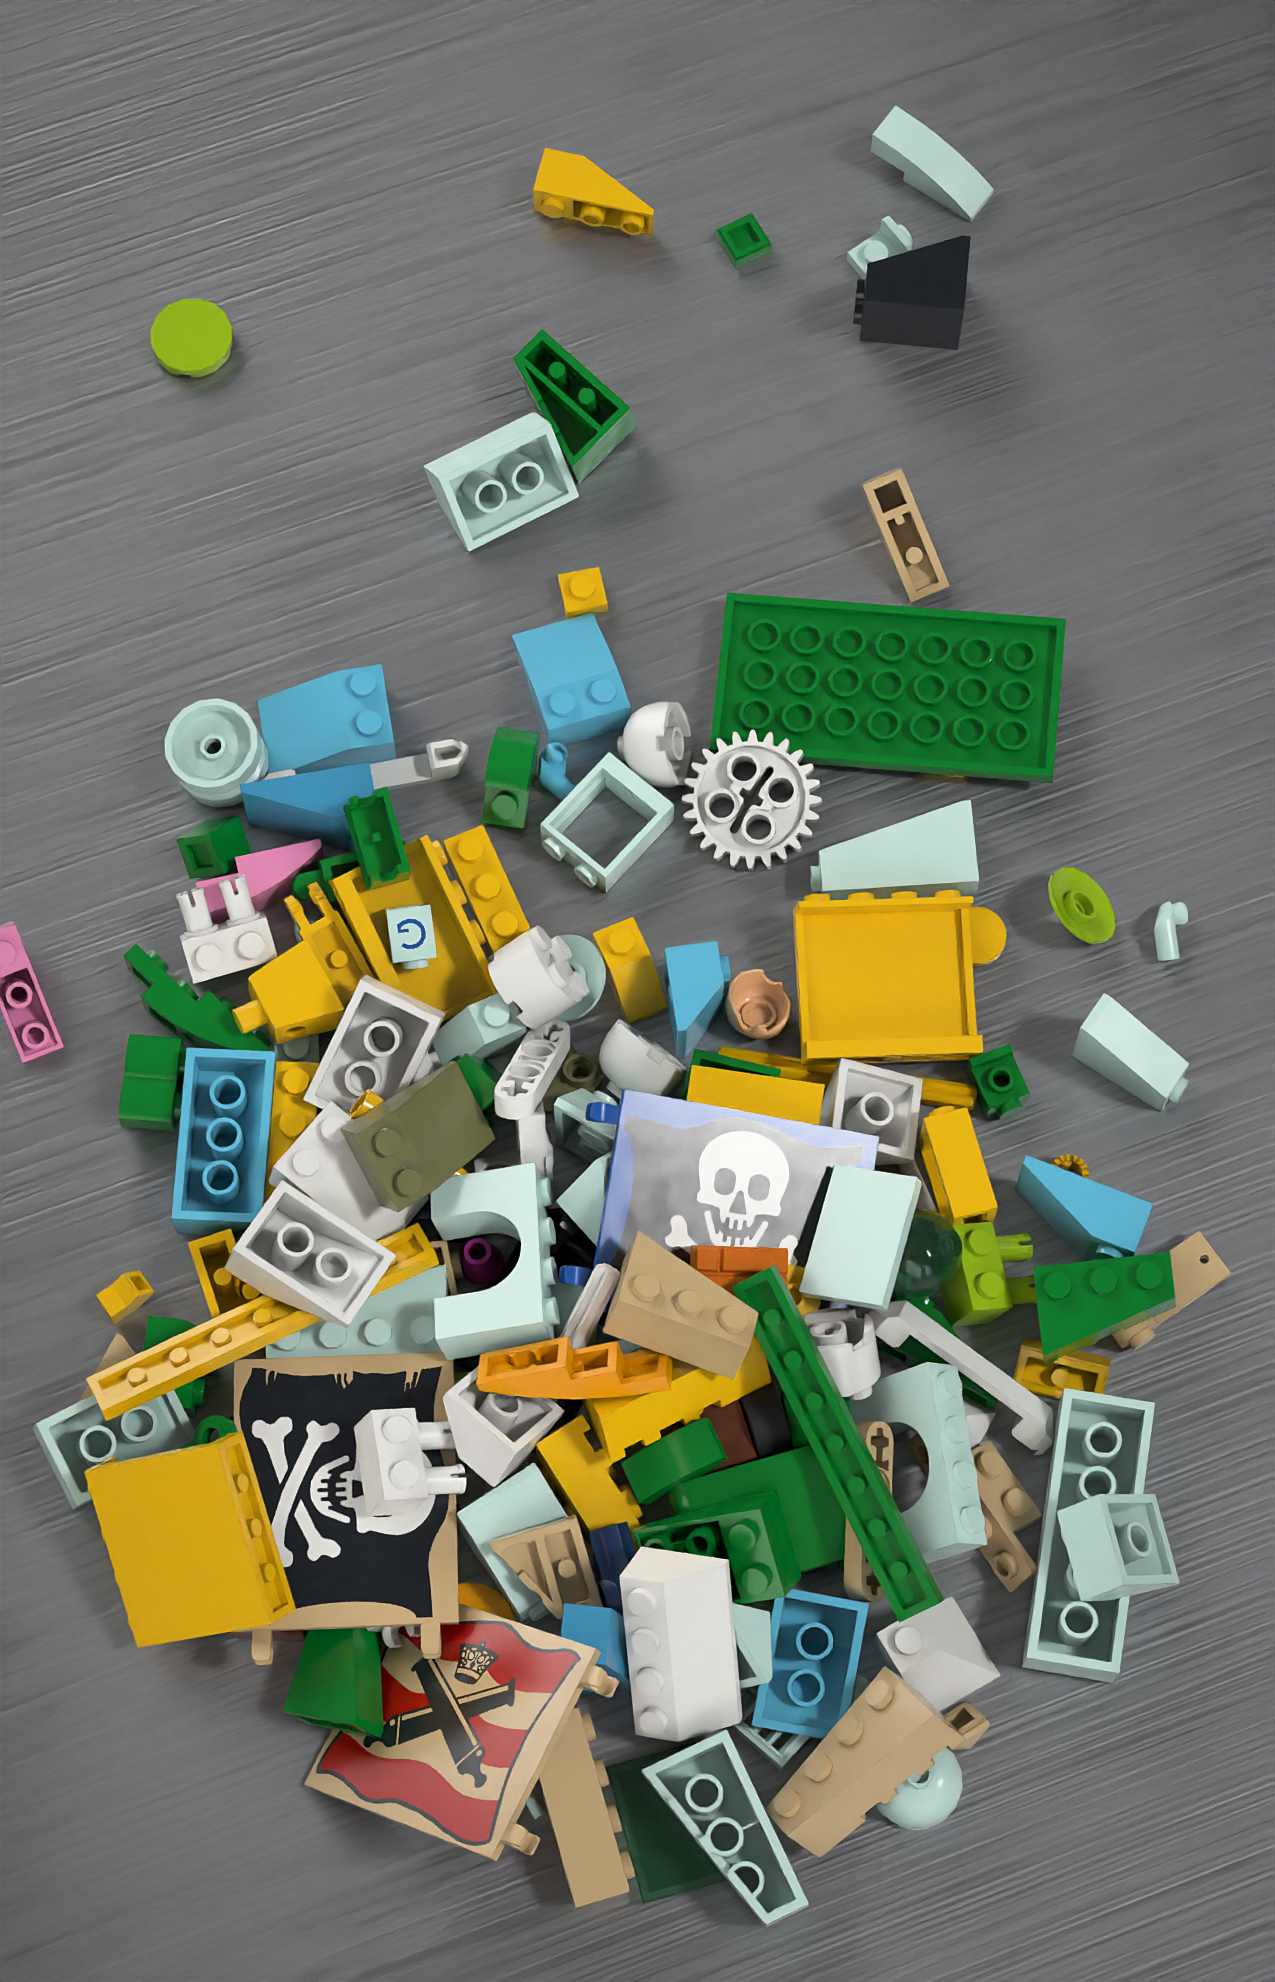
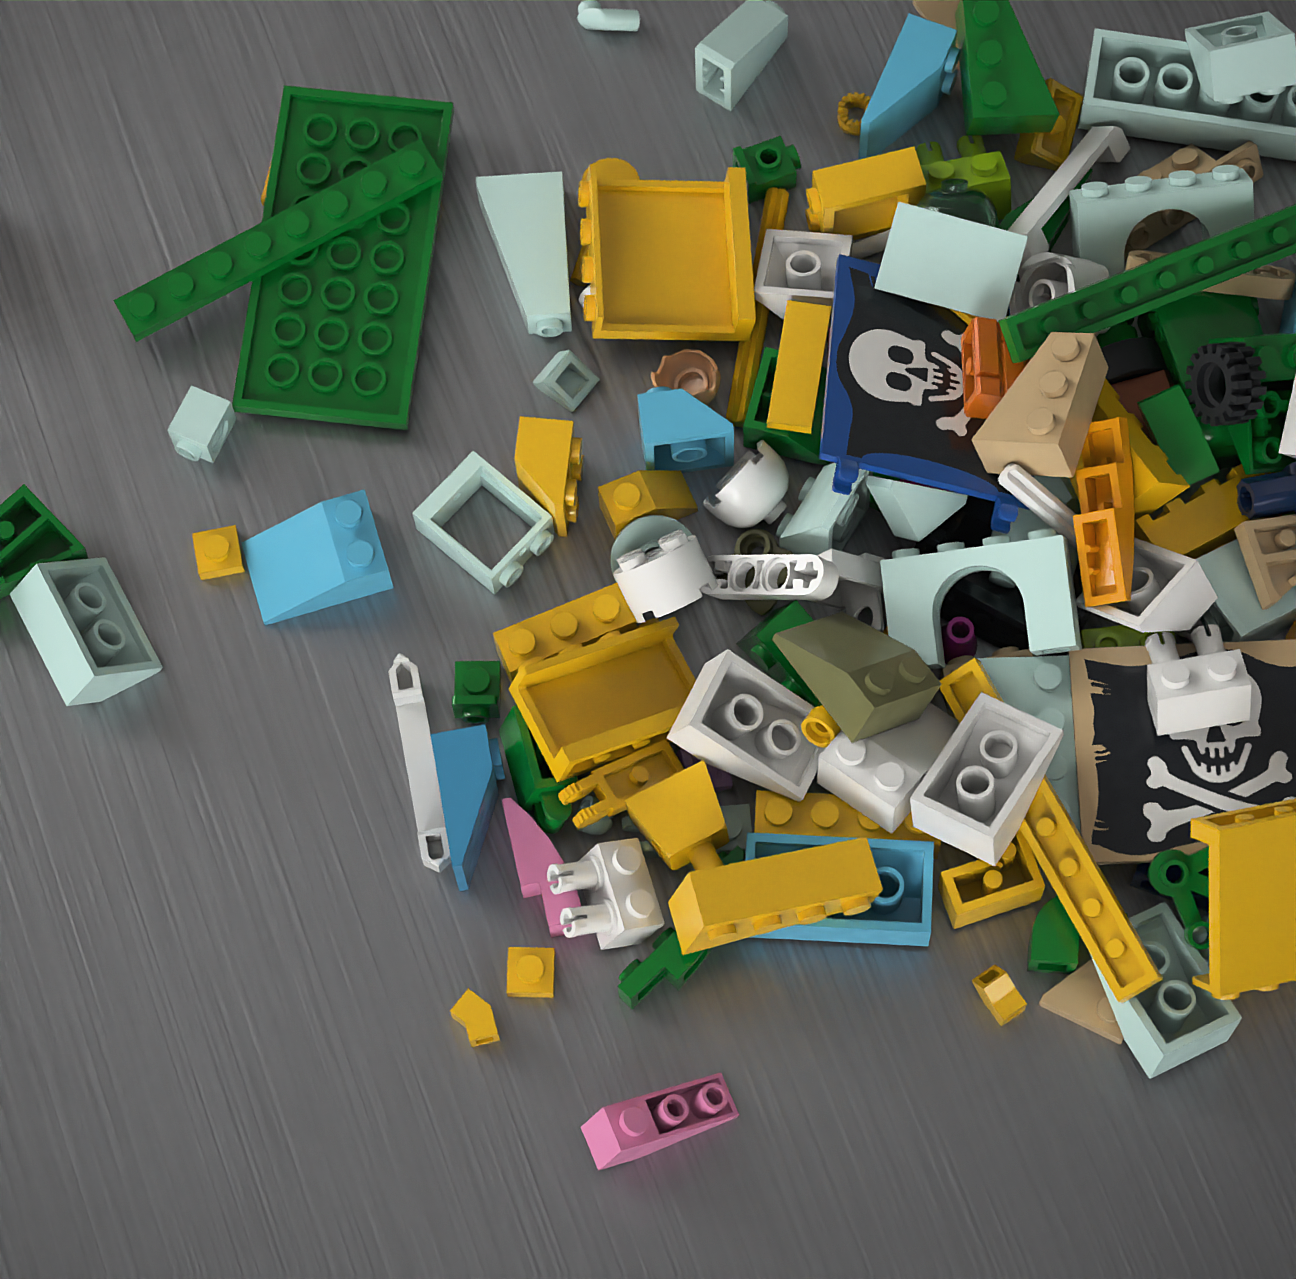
camera: 85 degrees left, 0 degrees up
(121, 830) = (476, 1017): none -> yellow piece
(152, 1082) = (768, 971): green brick -> none
(163, 877) = (530, 972): none -> yellow plate
(201, 1067) = (773, 893): none -> yellow wedge
(213, 846) = (500, 917): green panel -> none
(214, 751) = (402, 938): light aqua wheel -> none
(329, 722) = (362, 802): medium azure slope -> none
(377, 839) = (523, 717): green hinge -> none
(411, 935) = (617, 696): light aqua brick -> none
(437, 819) = (477, 691): none -> green bracket
(482, 1030) = (708, 629): light aqua slope -> none
(509, 777) = (426, 610): green brick -> none
(553, 770) = (421, 580): medium azure arm -> none
(650, 874) = (549, 466): none -> yellow slope
(655, 744) = (401, 473): white cylinder -> none
(707, 568) = (201, 425): none -> light aqua brick
(715, 1495) = (1229, 403): none -> black tyre
(717, 781) = (442, 412): white gear -> none
(763, 899) = (566, 380): none -> light aqua slope
(897, 624) = (278, 240): none -> green plate
(904, 534) = (166, 240): tan slope -> none
(1081, 905) = (584, 89): lime dish -> none

